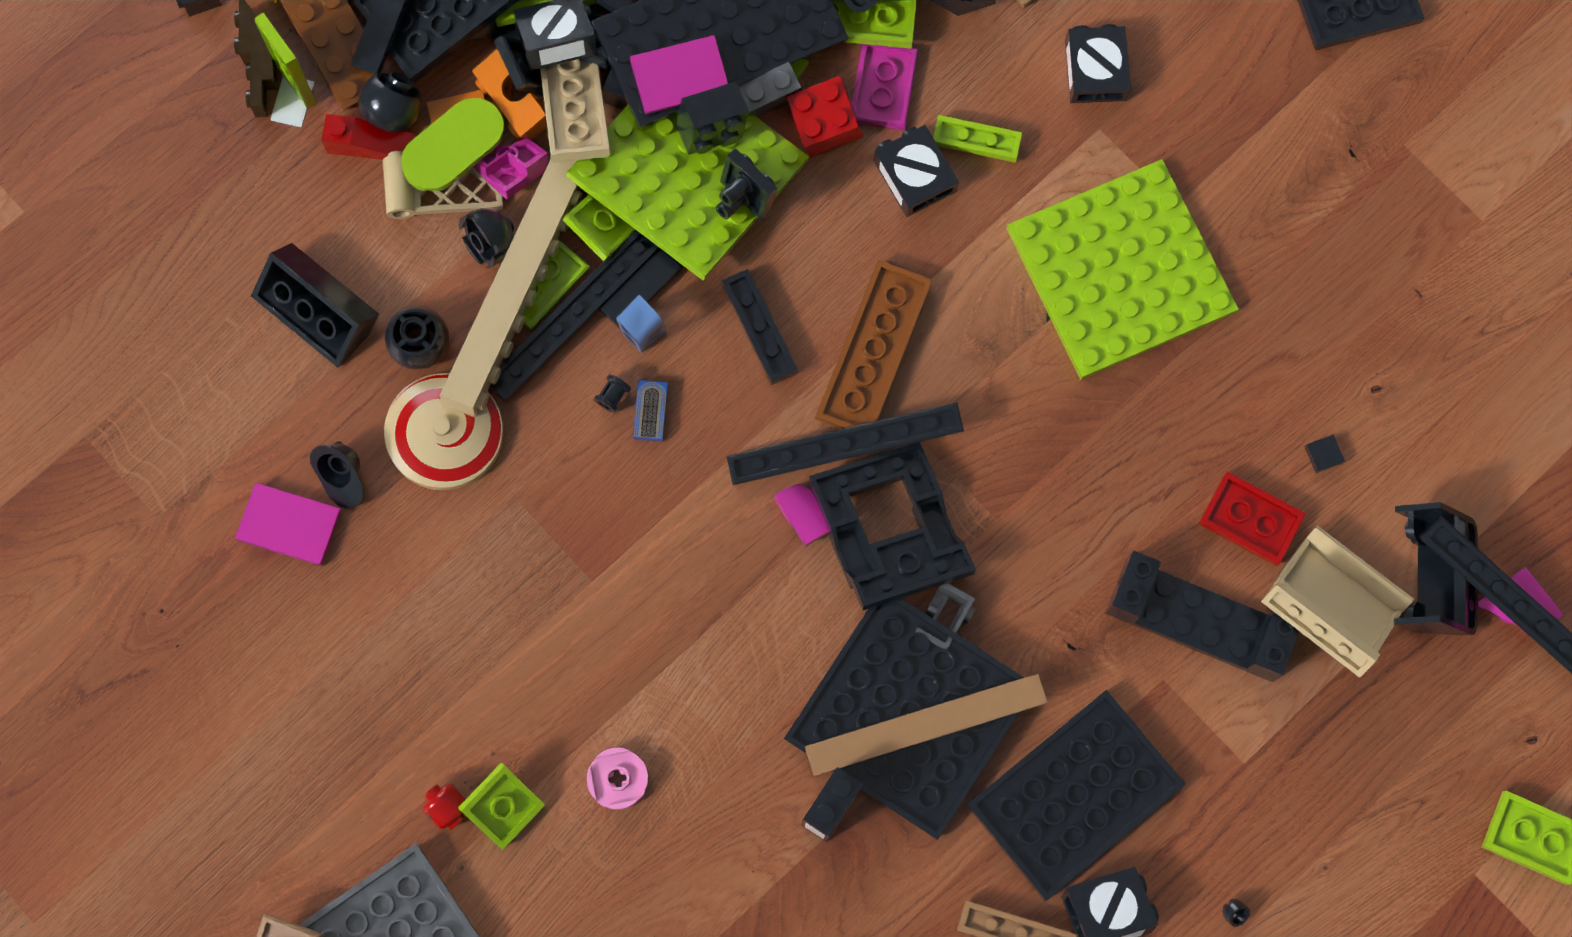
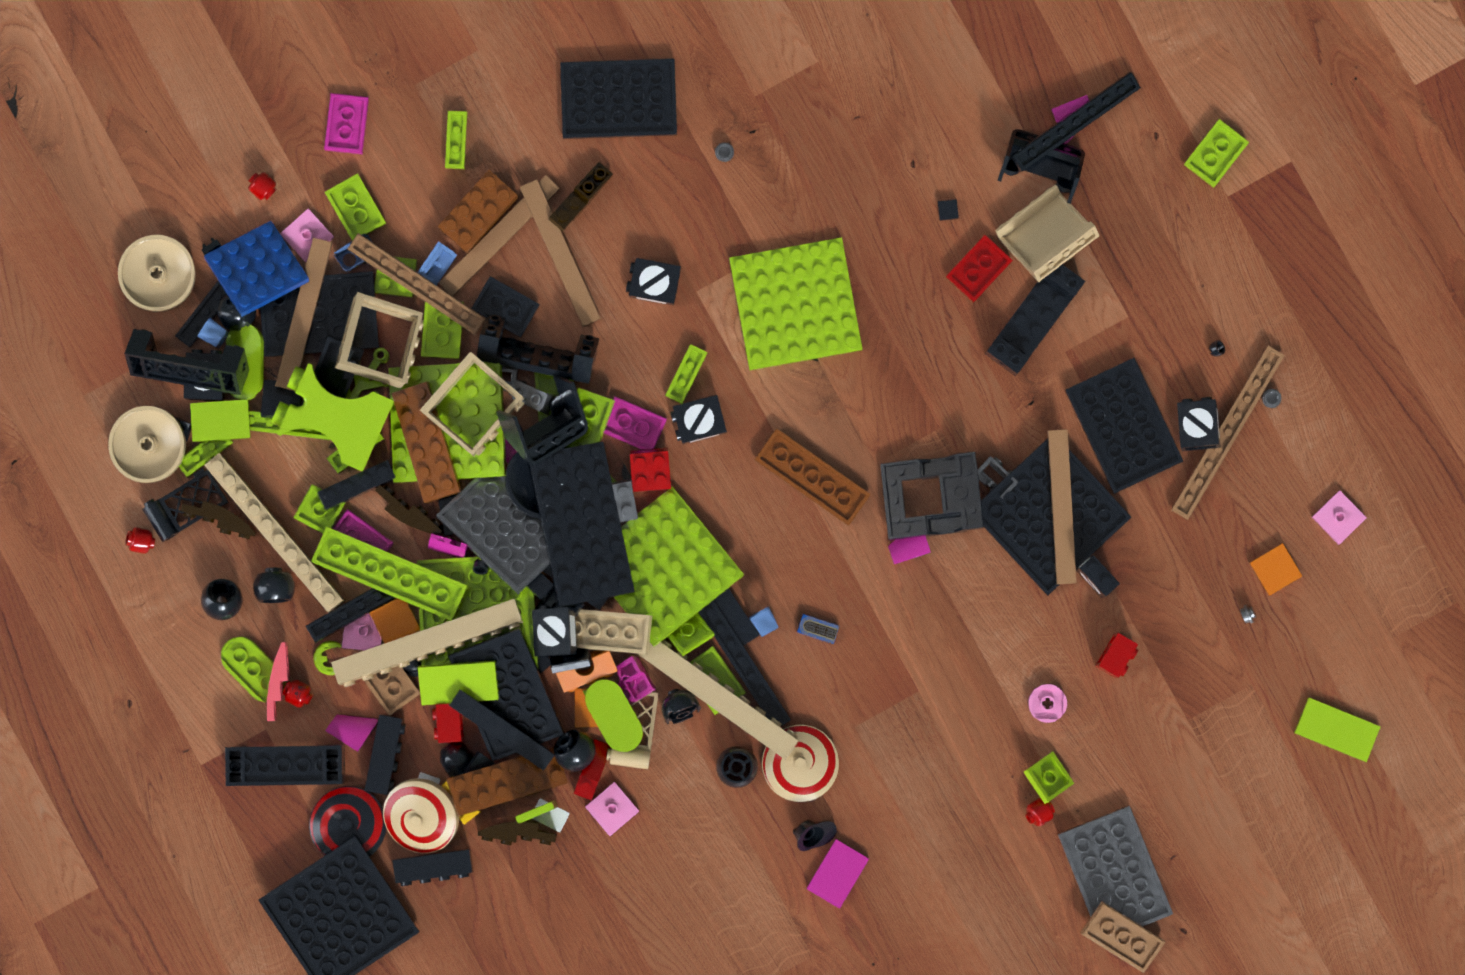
camera: 75 degrees left, 10 degrees up
(314, 304) = (697, 828): black slope -> none
(318, 181) = (612, 809): none -> bright pink plate
(612, 393) = (802, 651): black bush -> none
(677, 72) = (609, 558): dark pink tile -> none
(712, 118) = (642, 544): black brick -> none
(715, 866) = (1116, 655): none -> red brick
(745, 187) = (695, 534): black plate -> none
(759, 327) = (780, 546): black plate -> none
(845, 443) = (871, 511): black tile -> none
(1311, 119) = (724, 152): none -> flat silver plate

